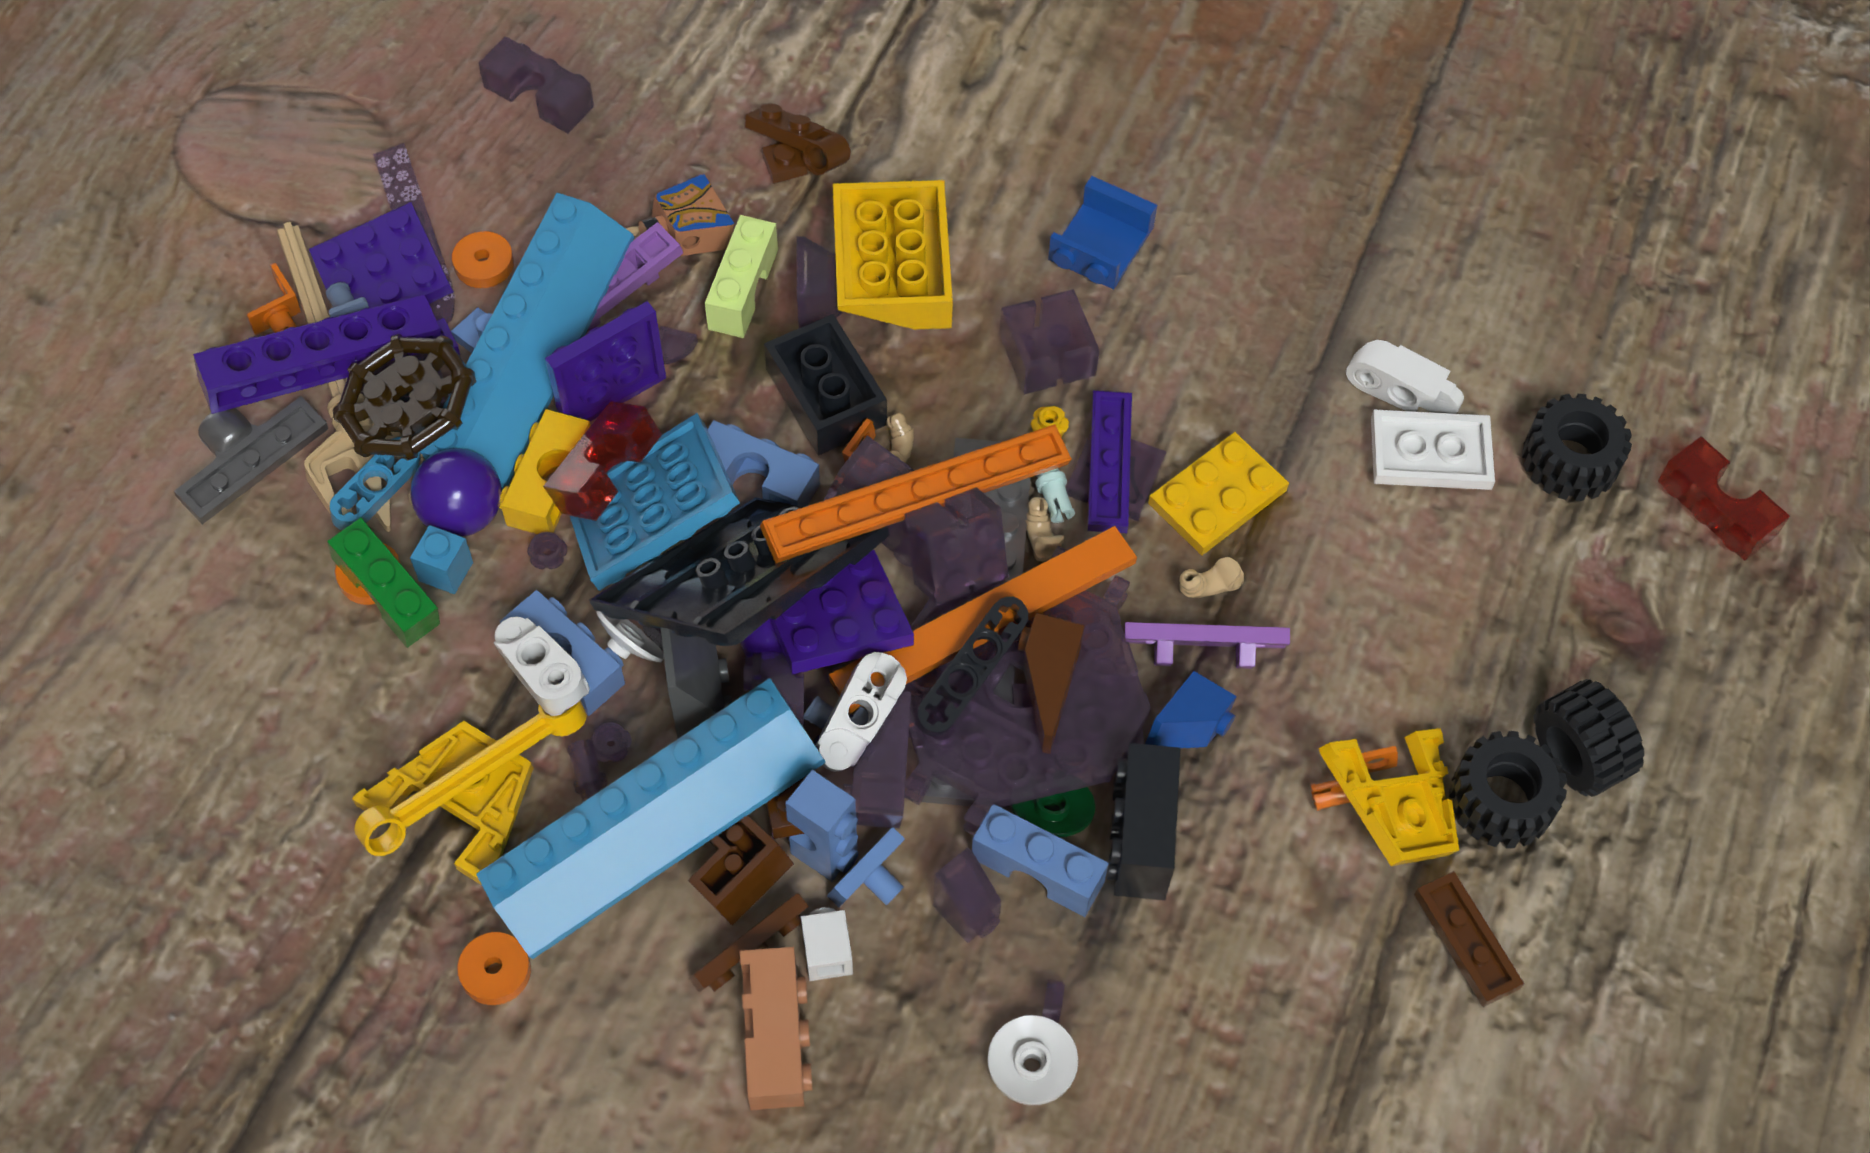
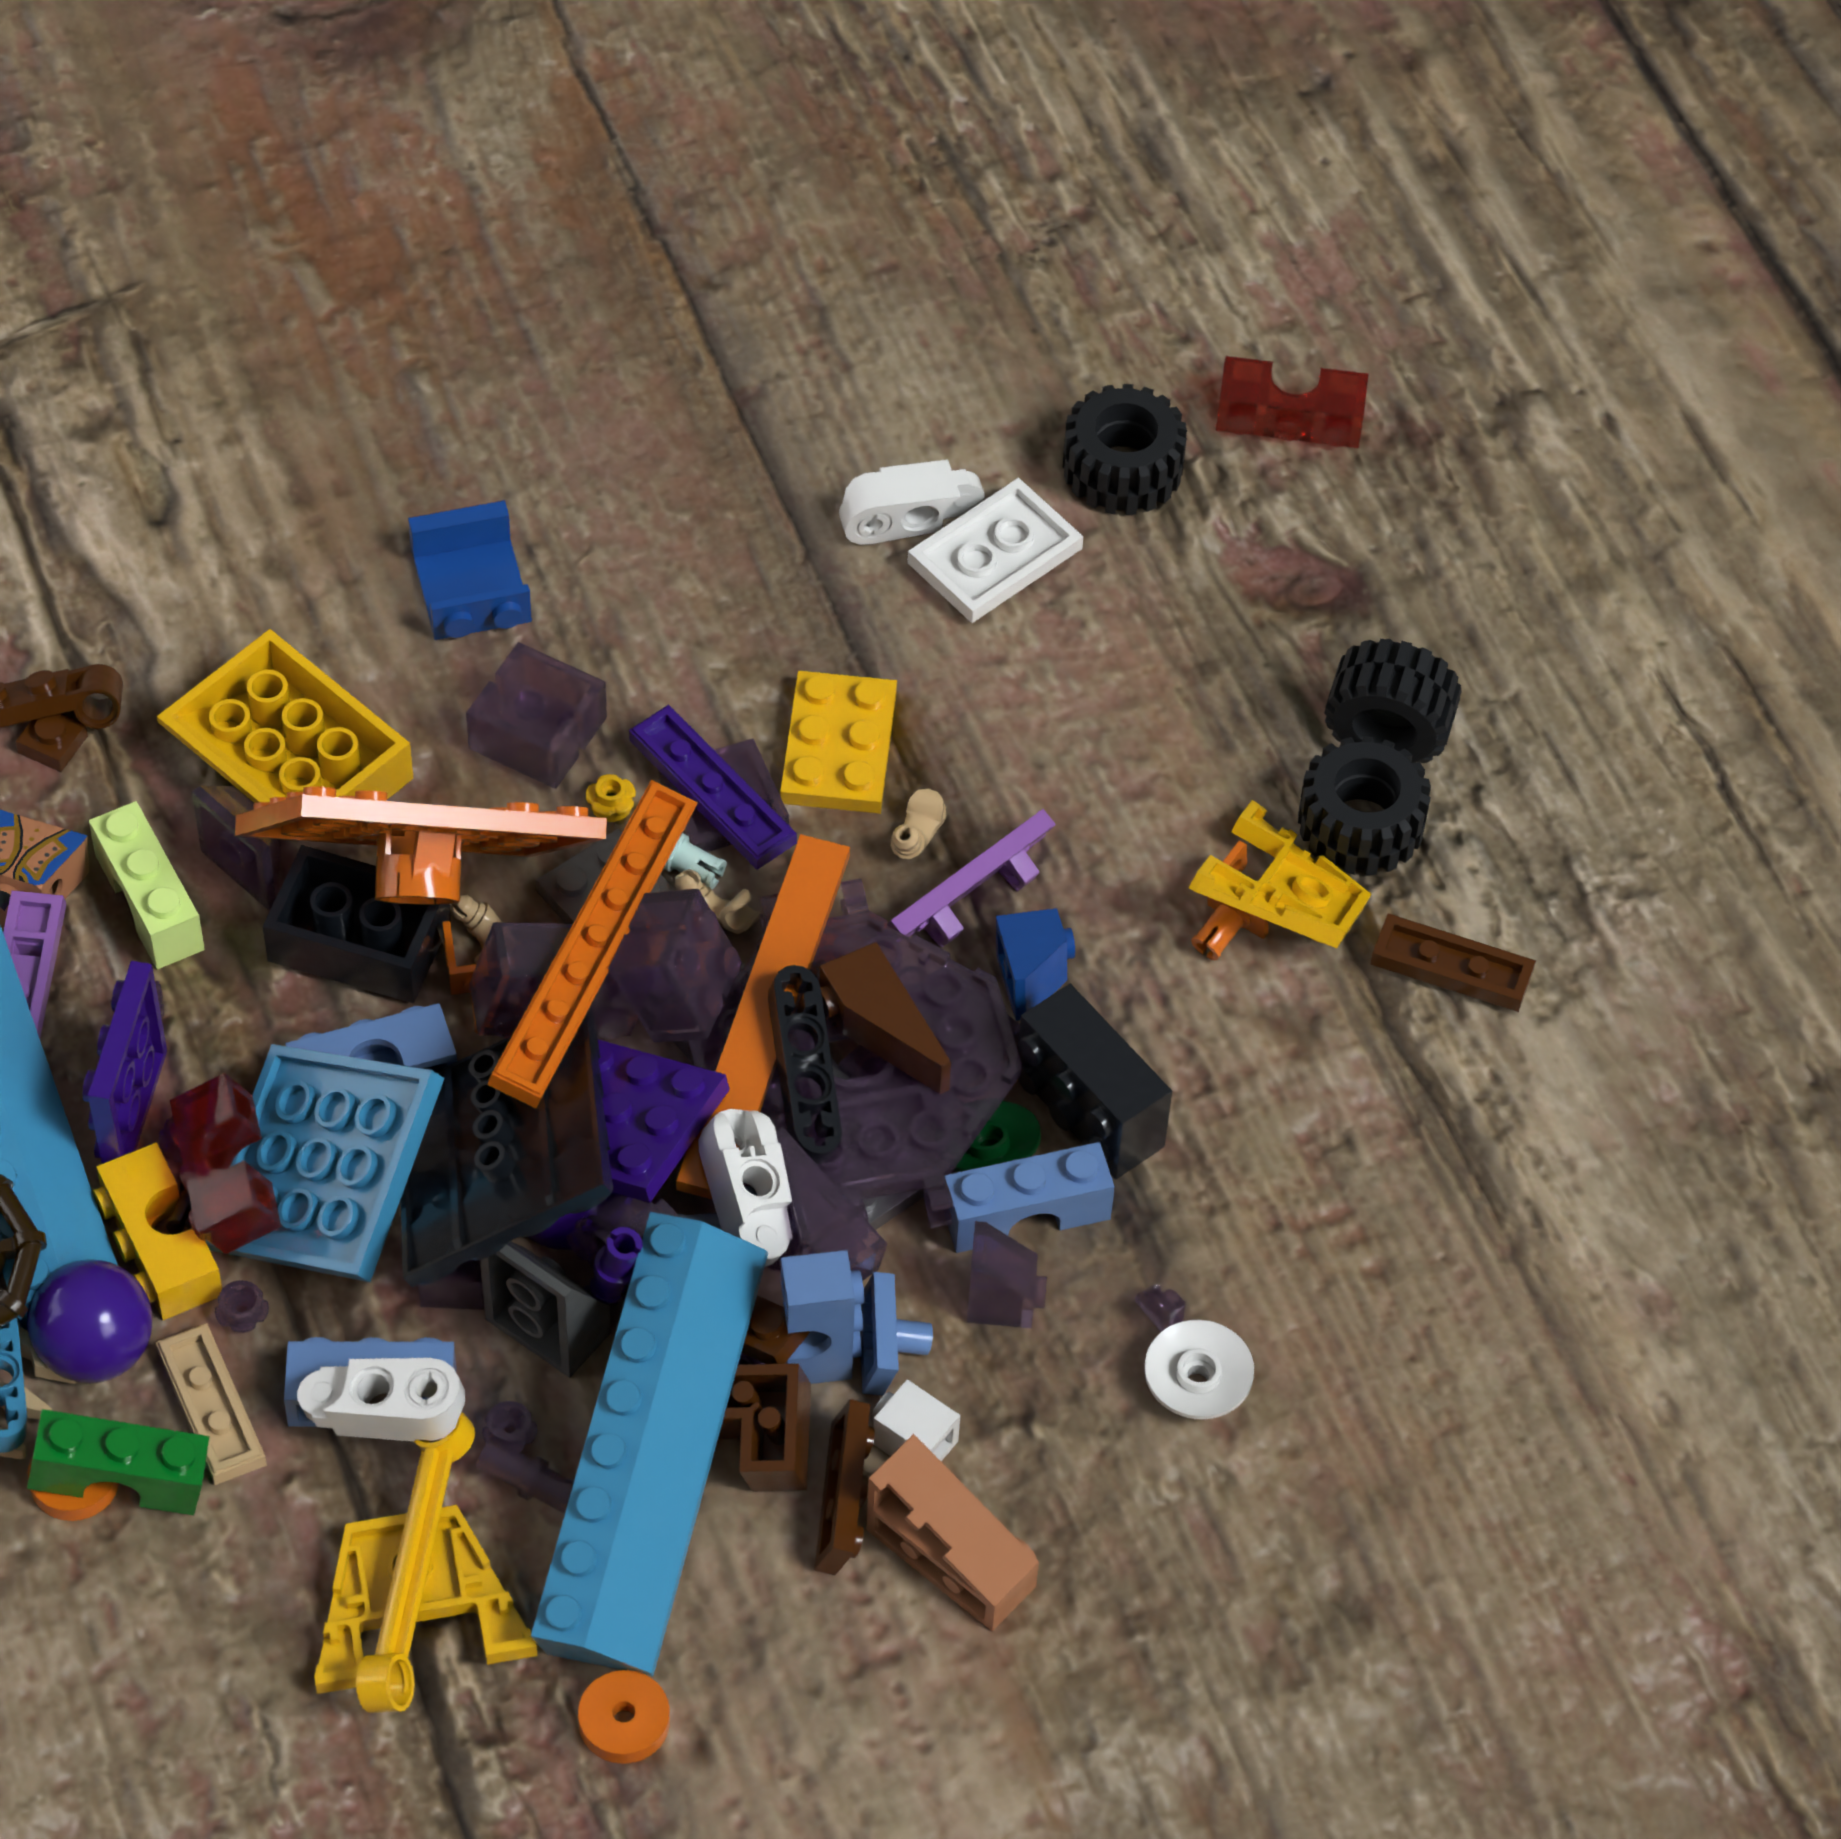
camera: 45 degrees left, 5 degrees down
(441, 559) = (147, 1392): dark azure brick -> none
(477, 593) = (211, 1403): none -> tan tile
(629, 639) = (426, 1318): white dish -> none
(728, 689) = (615, 1264): none -> dark purple pin
(863, 374) = (415, 841): none -> orange plate

